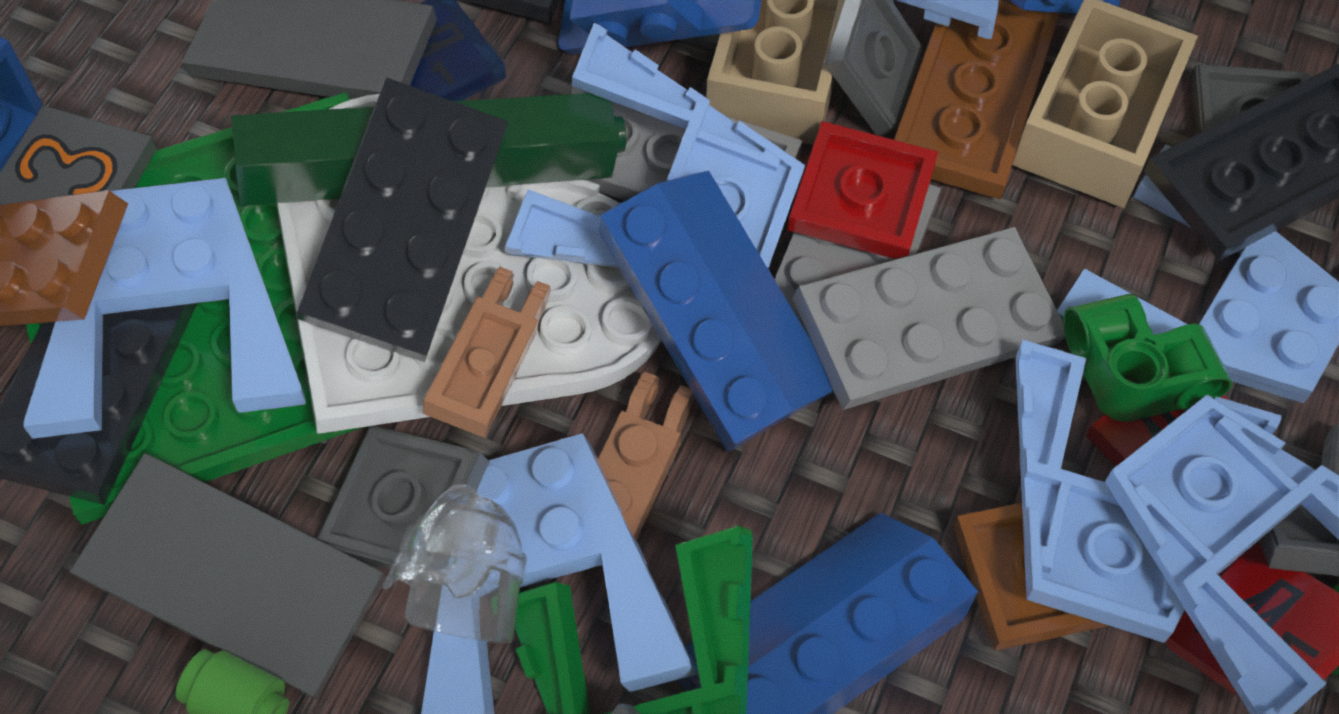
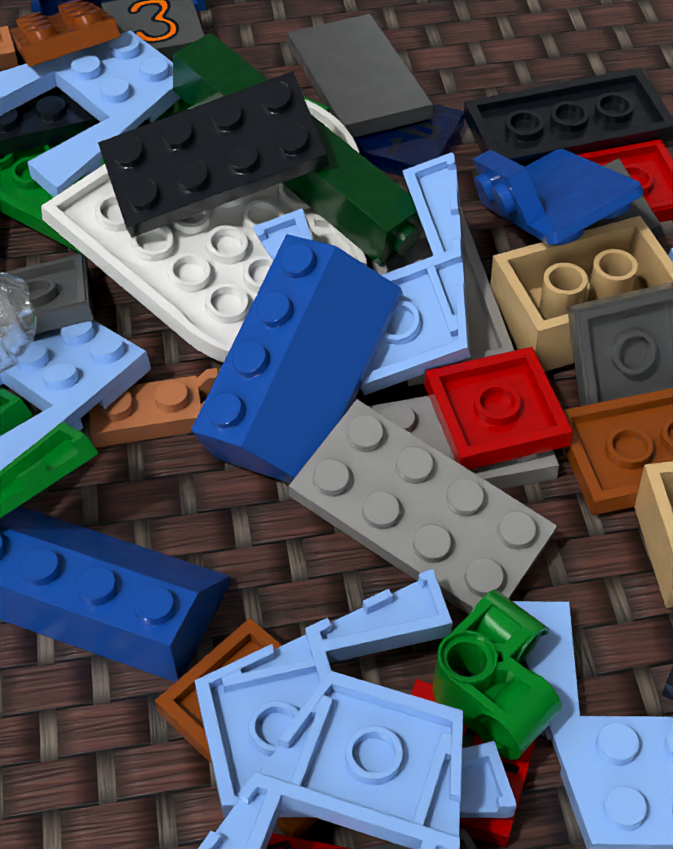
camera: 60 degrees right, 10 degrees down
(485, 357) = (159, 258): nougat hinge -> none

